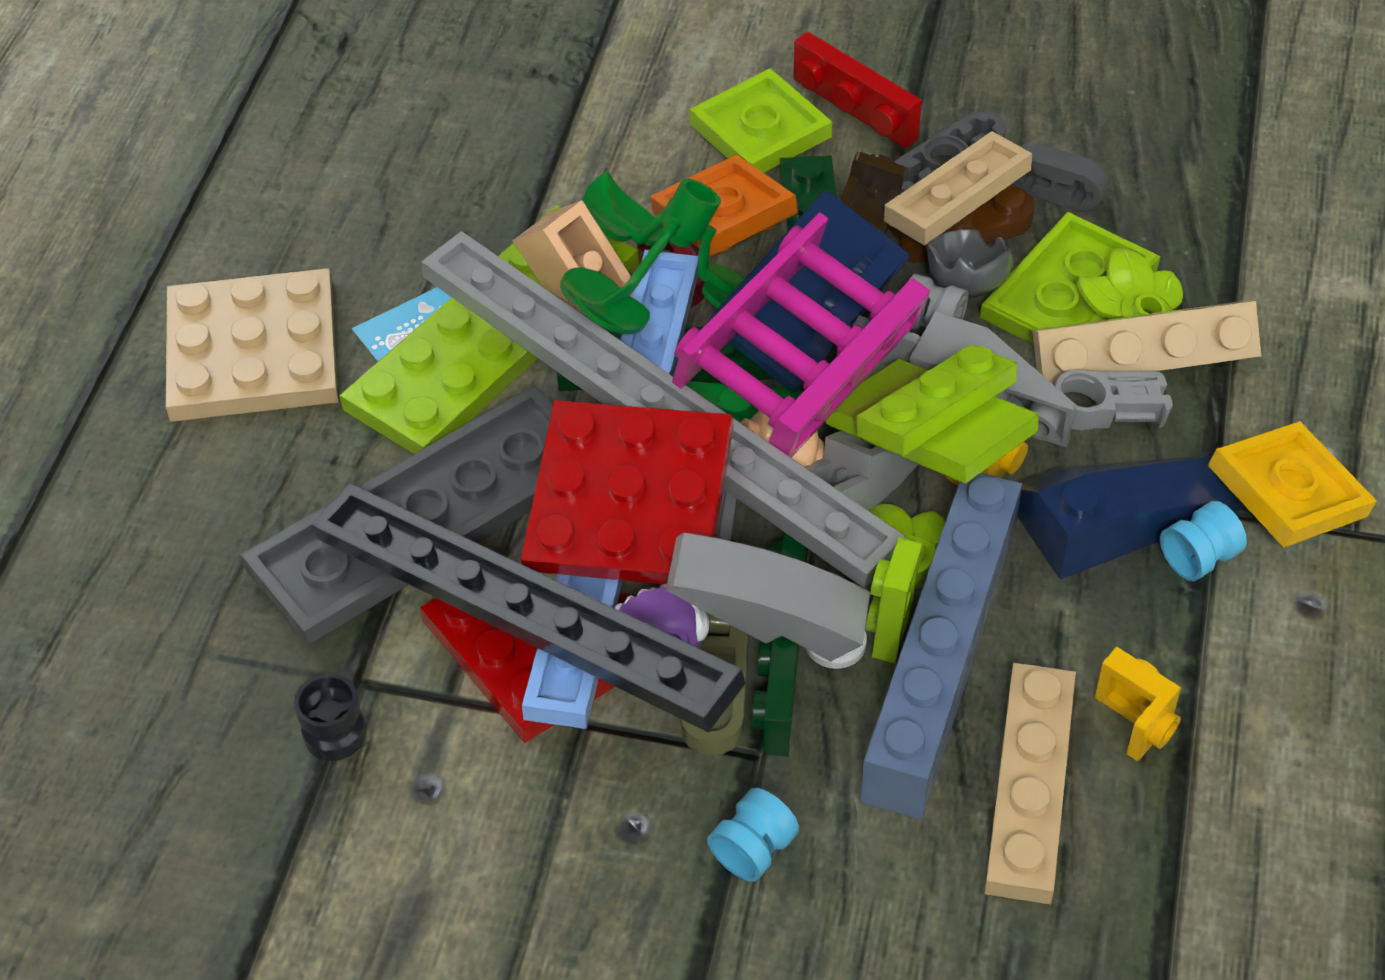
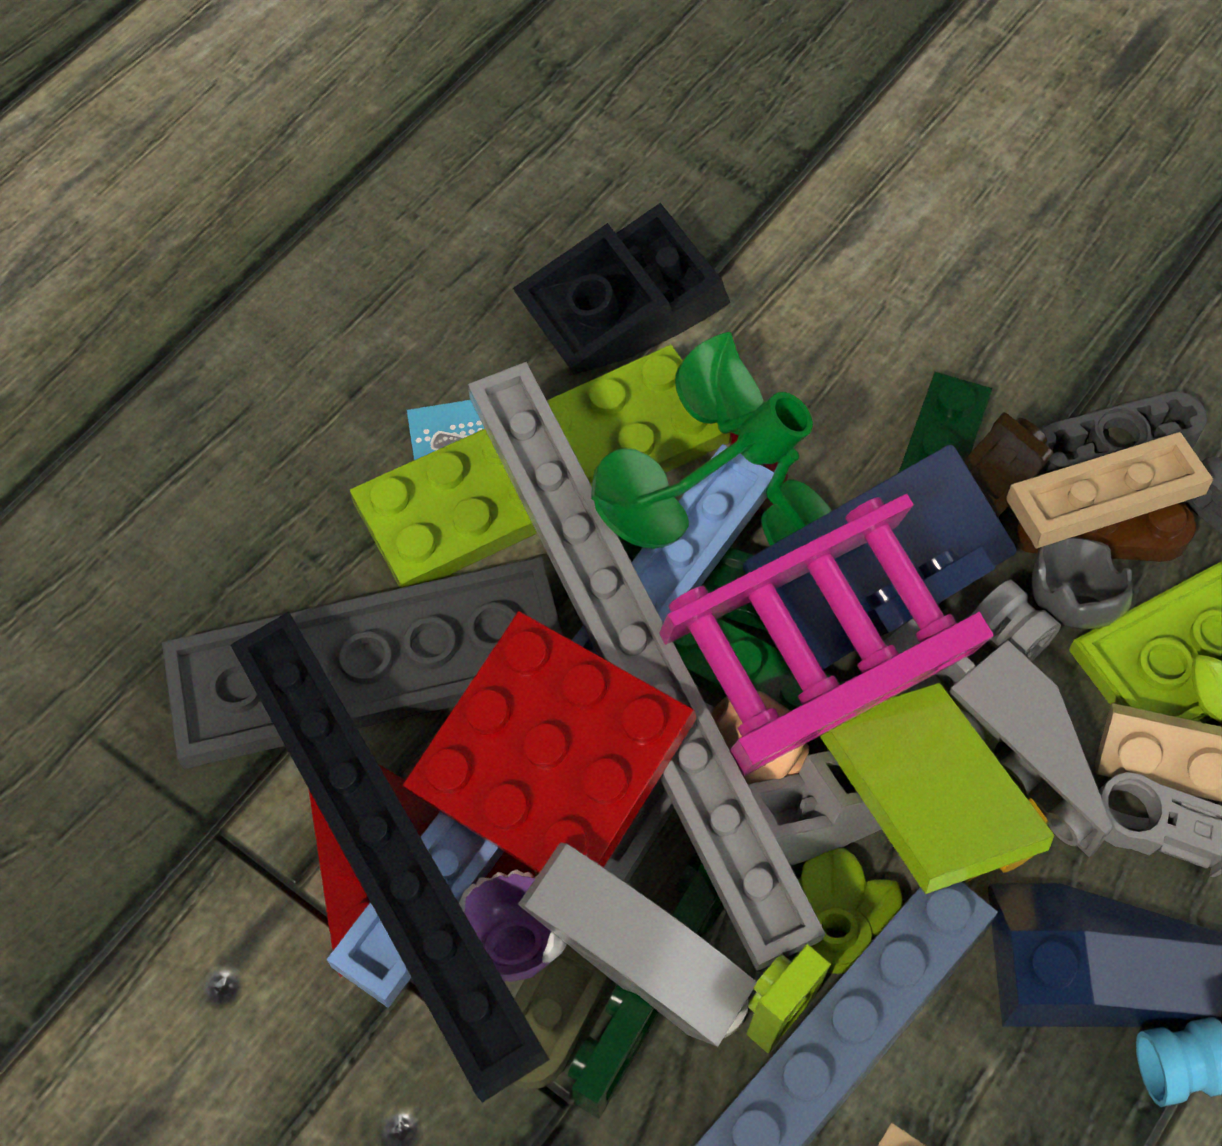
camera: 25 degrees right, 10 degrees up
(250, 345) = (299, 394): tan plate -> none
(330, 716) = (149, 856): black wheel -> none
(496, 177) = (622, 292): none -> black slope
(568, 241) = (643, 415): light nougat slope -> none
(747, 206) = (853, 408): orange plate -> none
(761, 121) = (934, 320): lime plate -> none
(857, 89) = (1058, 317): red plate -> none
(936, 399) = (945, 769): lime plate -> none

